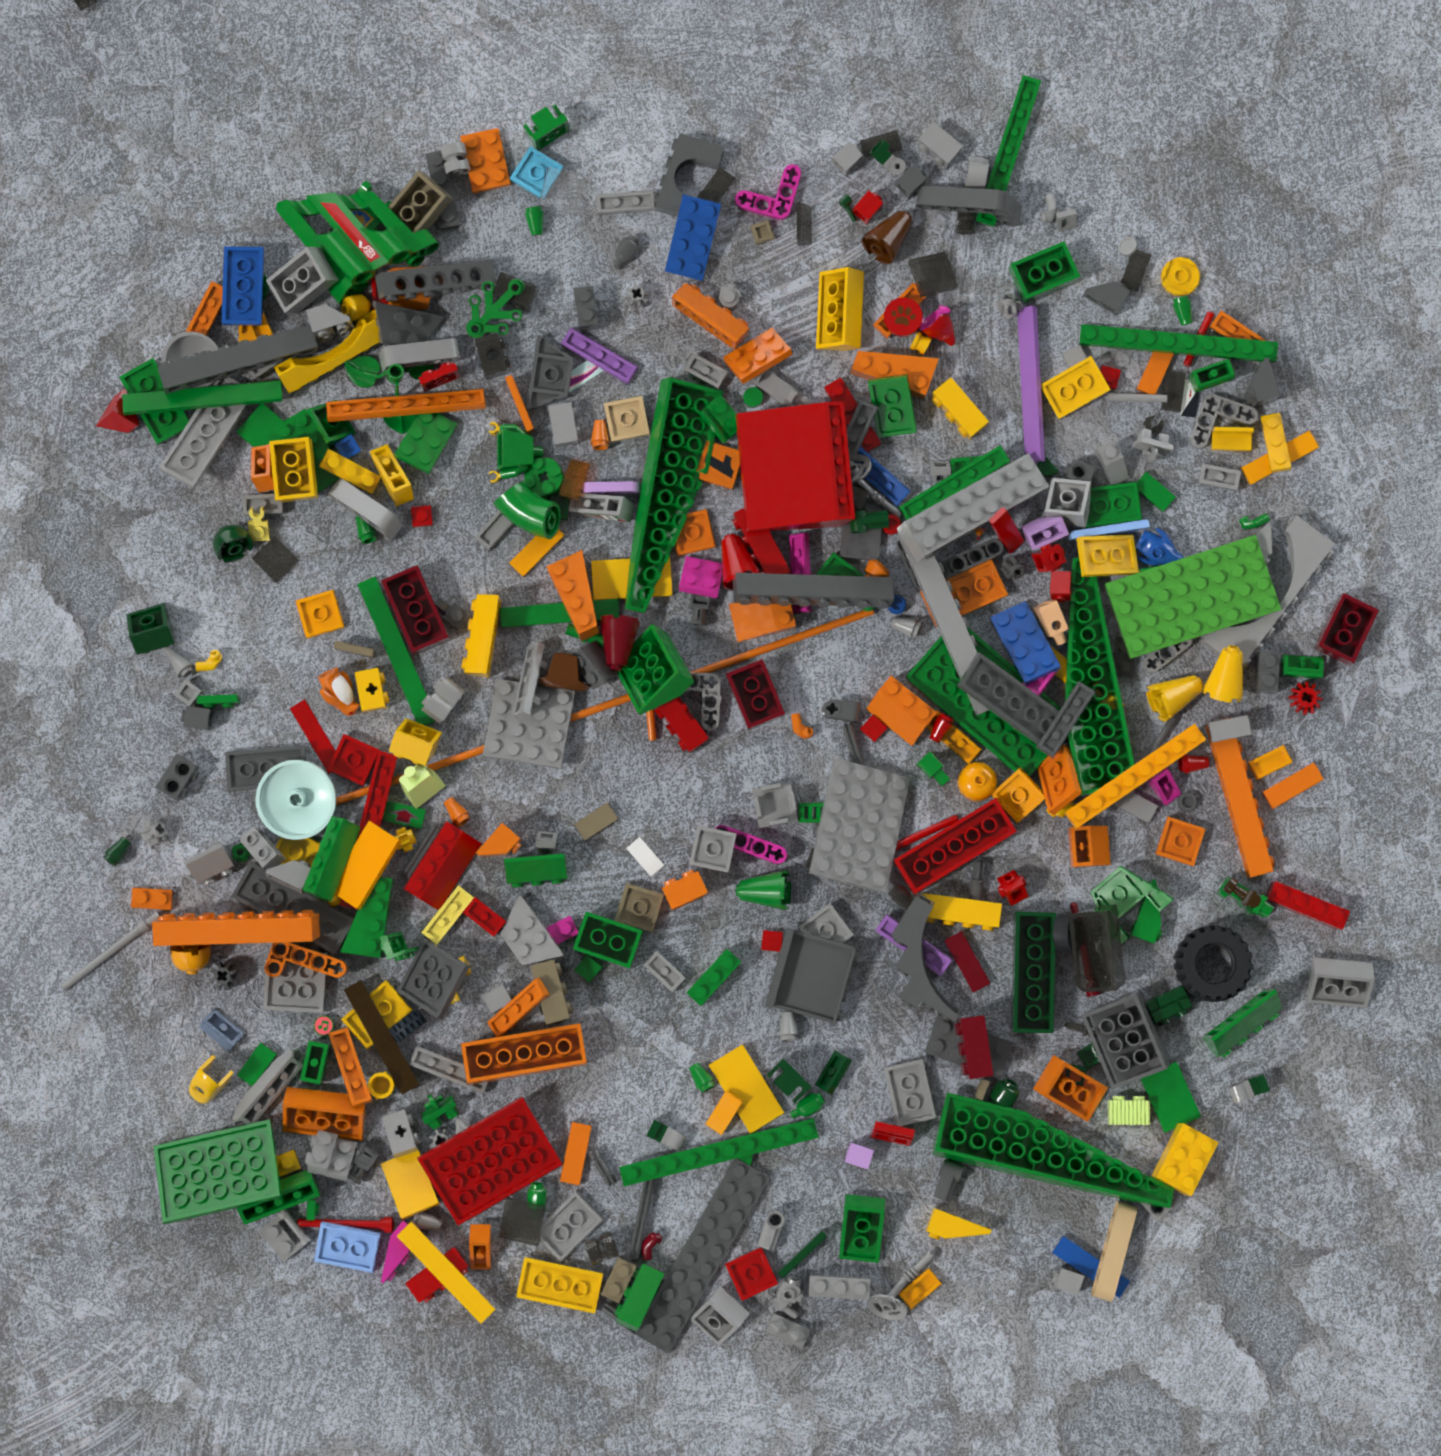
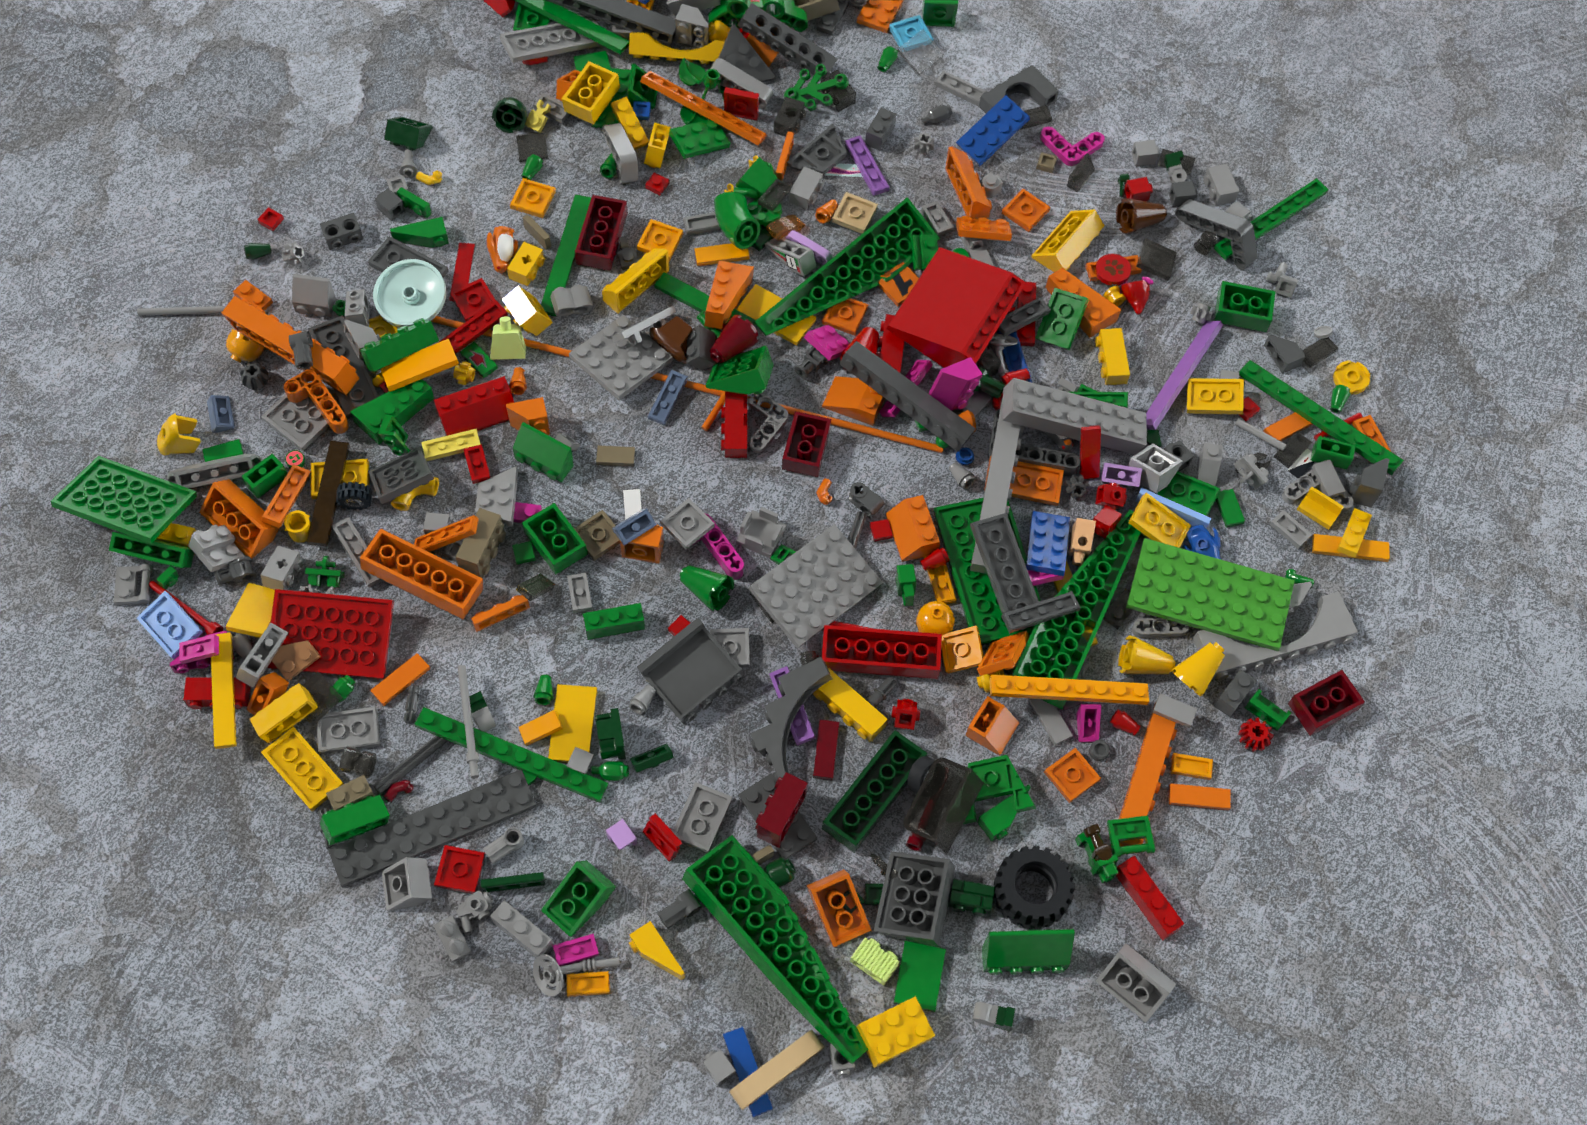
camera: 35 degrees right, 20 degrees down
(101, 811) = (270, 219): none -> red plate
(257, 723) = (426, 233): none -> green slope
(259, 932) = (301, 346): none -> dark grey piece
(295, 583) = (532, 166): none -> green cone
(399, 1255) = (199, 648): none -> dark pink plate
(455, 1222) = (261, 655): none -> light grey slope
(471, 576) = (660, 236): none -> light orange plate
(477, 1203) = (295, 658): none -> medium nougat wing
(508, 1253) = (283, 713): none -> yellow brick
(543, 456) = (774, 194): none -> clear smoke tile
(599, 733) = (668, 397): none -> sand blue tile
(612, 1036) = (500, 612): none -> orange plate
(625, 995) = (535, 587): none -> clear smoke tile
(674, 889) = (634, 526): none -> sand blue slope
(694, 1181) = (472, 756): none -> light grey bar
(778, 301) = (1025, 210): none -> orange tile
(779, 1118) = (580, 760): none -> light grey slope
(852, 551) = (956, 384): none -> dark pink slope
(891, 498) = (1022, 374): none -> red cone
(891, 1270) = (576, 950): none -> dark pink plate
(1223, 405) = (1328, 479): none -> light grey tile
(1258, 863) = (1130, 829): none -> green plate

